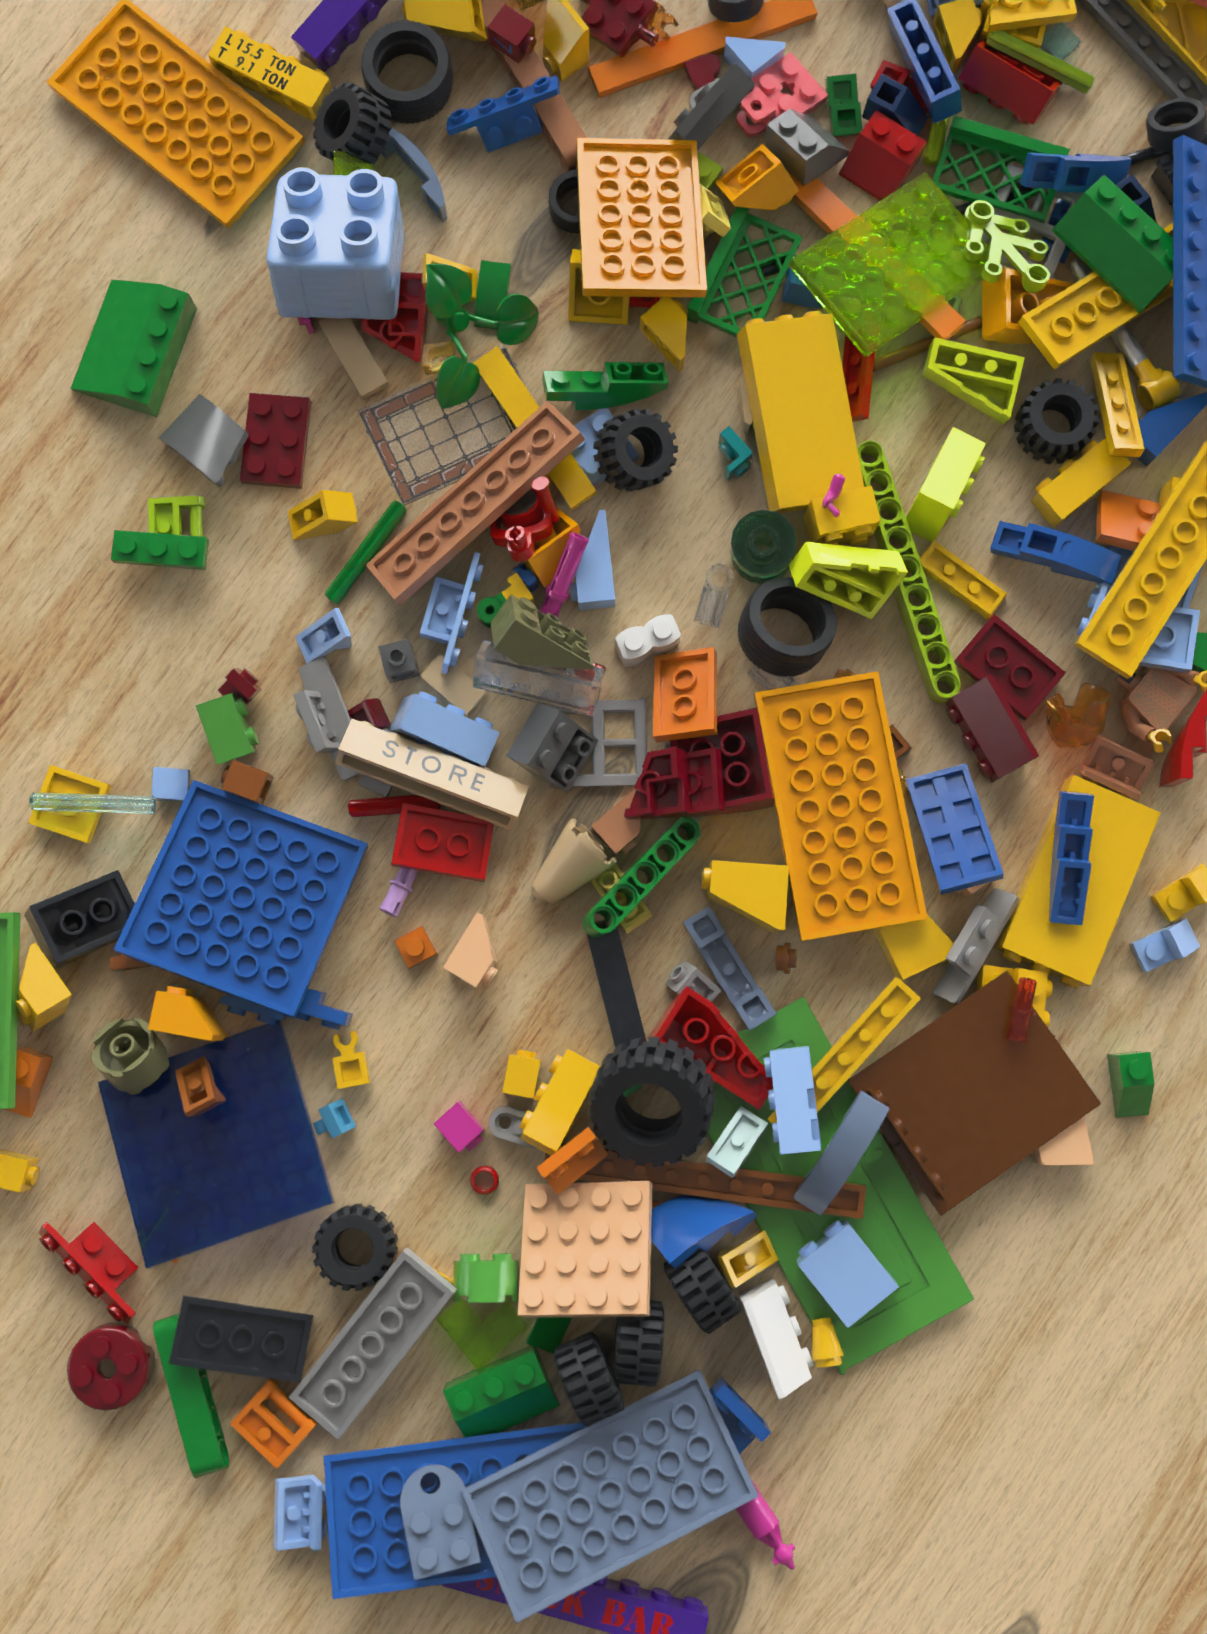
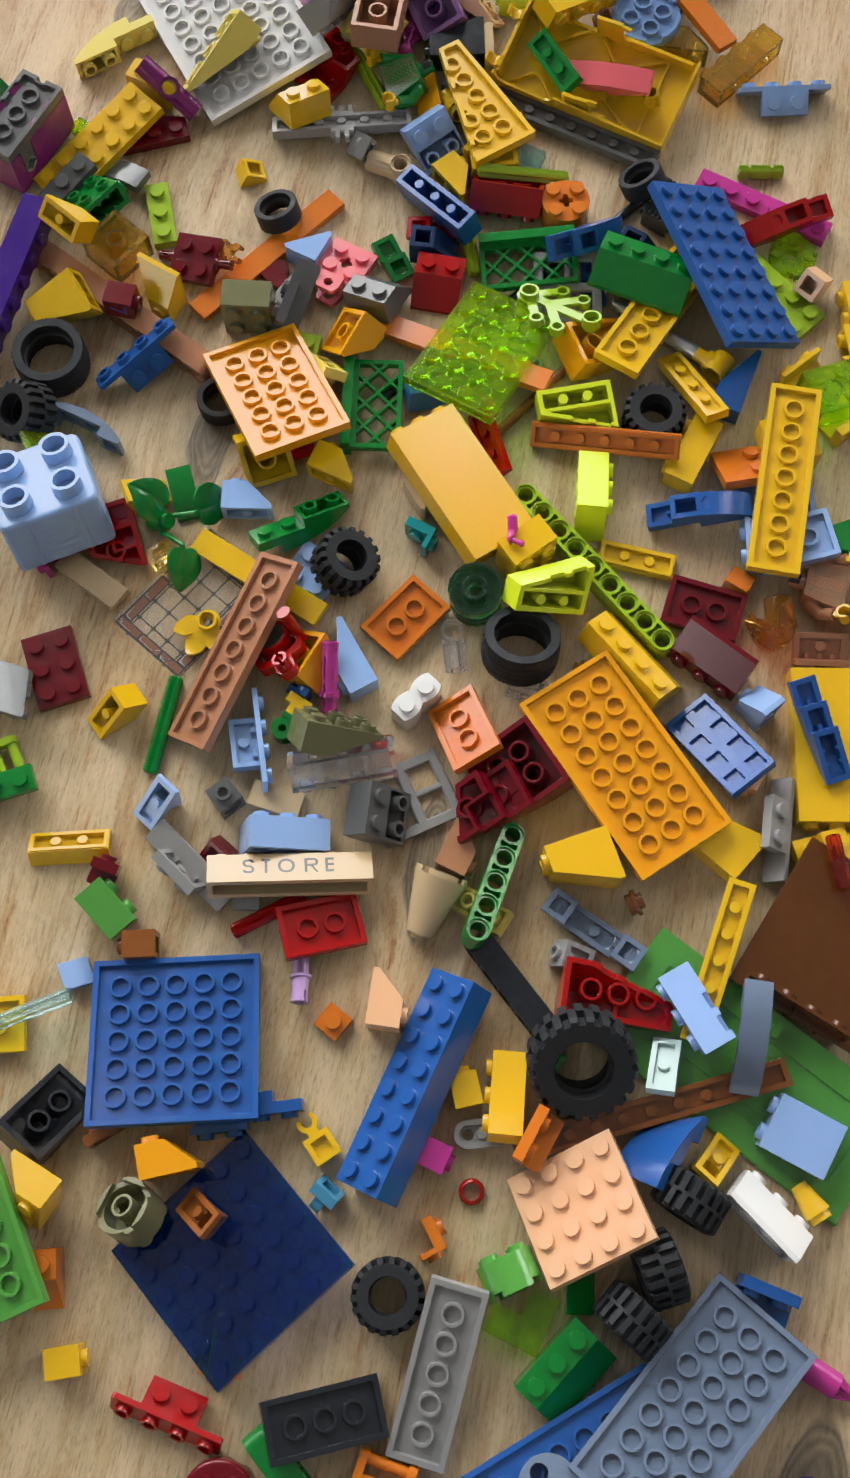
camera: 20 degrees left, 10 degrees down
(214, 644) = (68, 847): none -> yellow slope
(429, 1203) = (435, 1231): none -> orange bracket
(442, 466) = (198, 635): none -> yellow plate
(468, 1051) = (414, 1087): none -> blue brick
(553, 331) = (244, 501): none -> light blue slope
(651, 98) = (247, 306): none -> olive brick
(676, 540) = (405, 618): none -> orange plate
(905, 694) = (636, 662): none -> yellow slope
(989, 427) = (606, 439): none -> orange tile
(1017, 801) = (758, 706): none -> light blue slope
(1063, 651) = (739, 581): none -> orange slope
(1072, 119) = (565, 204): none -> orange brick

